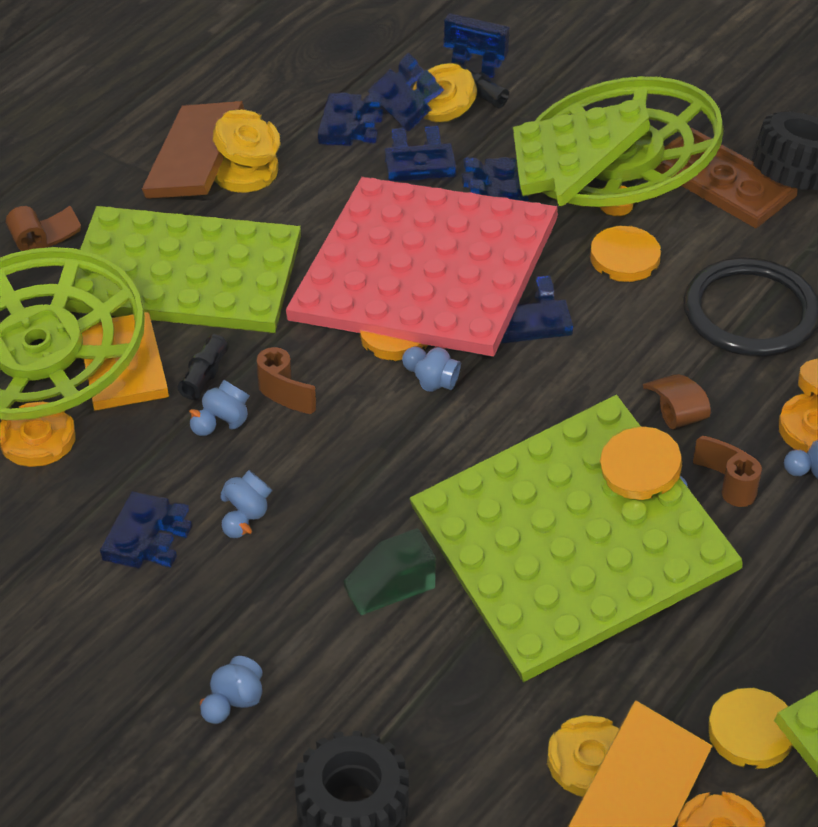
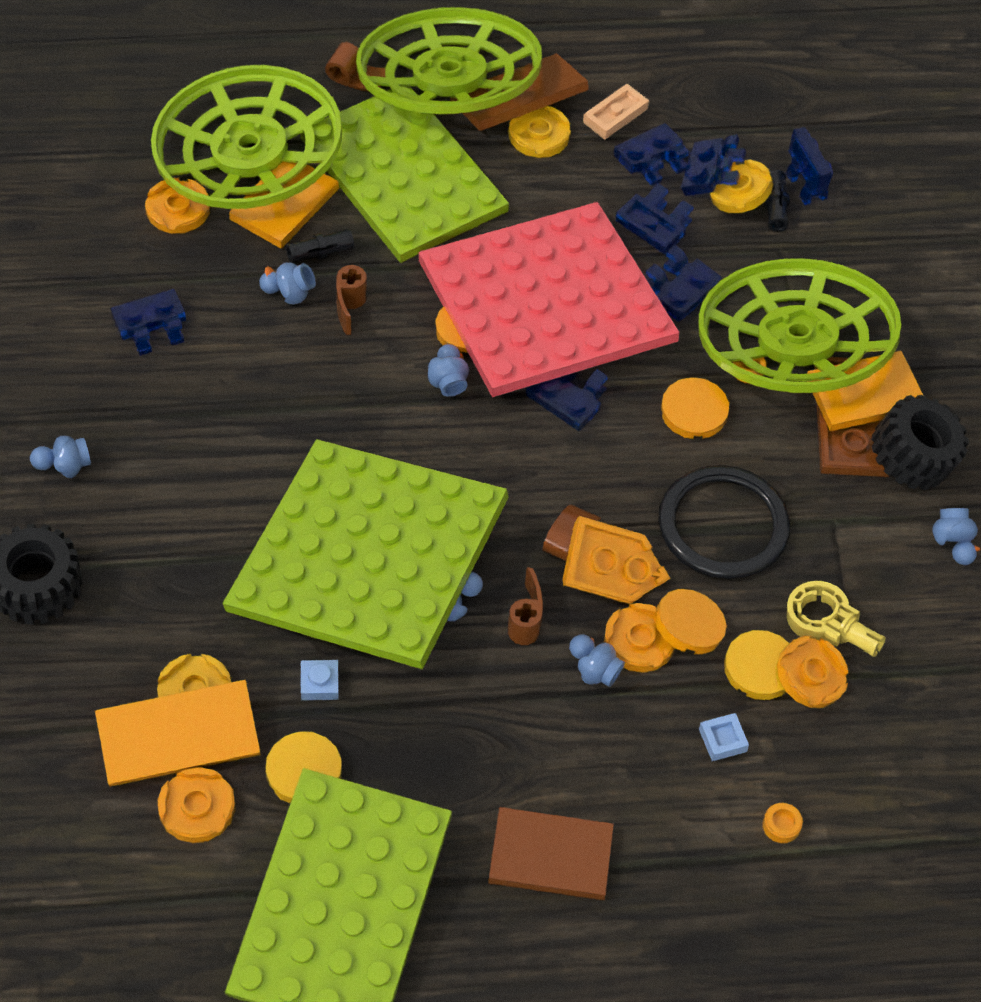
camera: 45 degrees right, 10 degrees up
(121, 170) = (449, 69): none -> lime dish
(246, 138) = (552, 110): yellow tile -> none
(249, 497) = (224, 353): medium blue animal -> none
(284, 109) = (615, 111): none -> light nougat plate
(392, 572) = (240, 475): clear green slope -> none
(576, 147) = (756, 299): lime wing -> none
(641, 462) = (445, 543): light orange tile -> none
(666, 658) = (319, 680): none -> light blue plate
(733, 154) = (869, 398): none -> light orange tile
(735, 389) = (611, 562): none -> light orange tile

